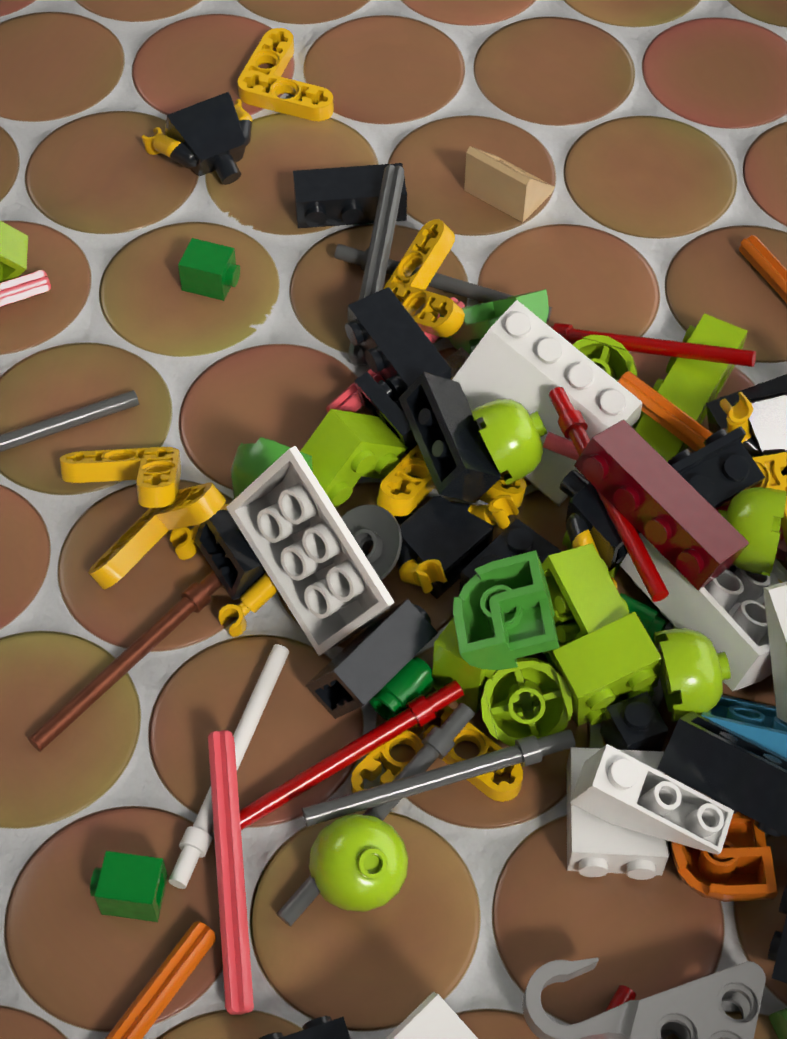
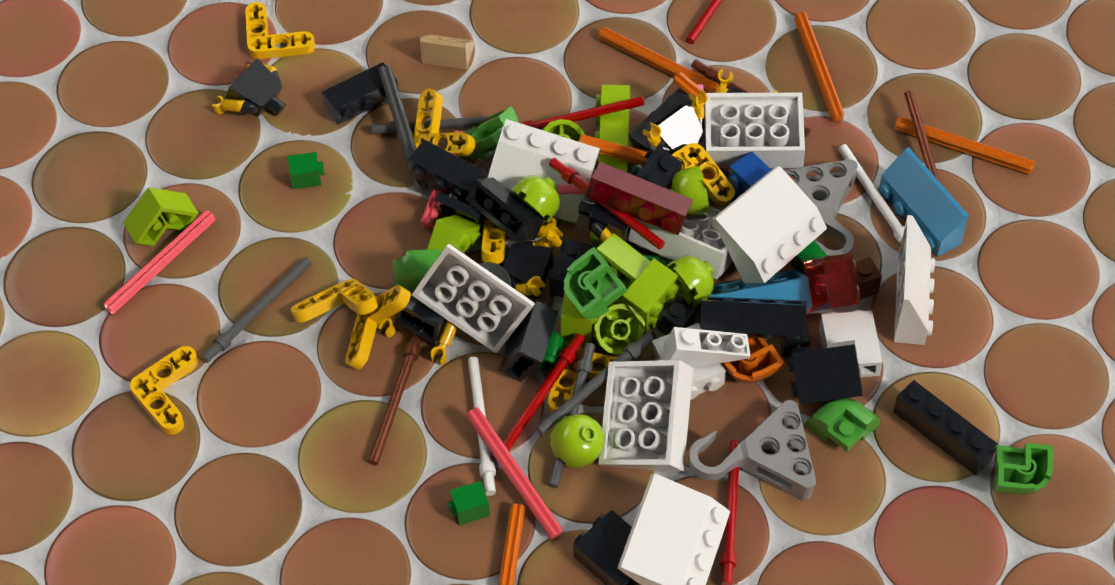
camera: 25 degrees left, 0 degrees up
(494, 875) = (646, 415): none -> white slope

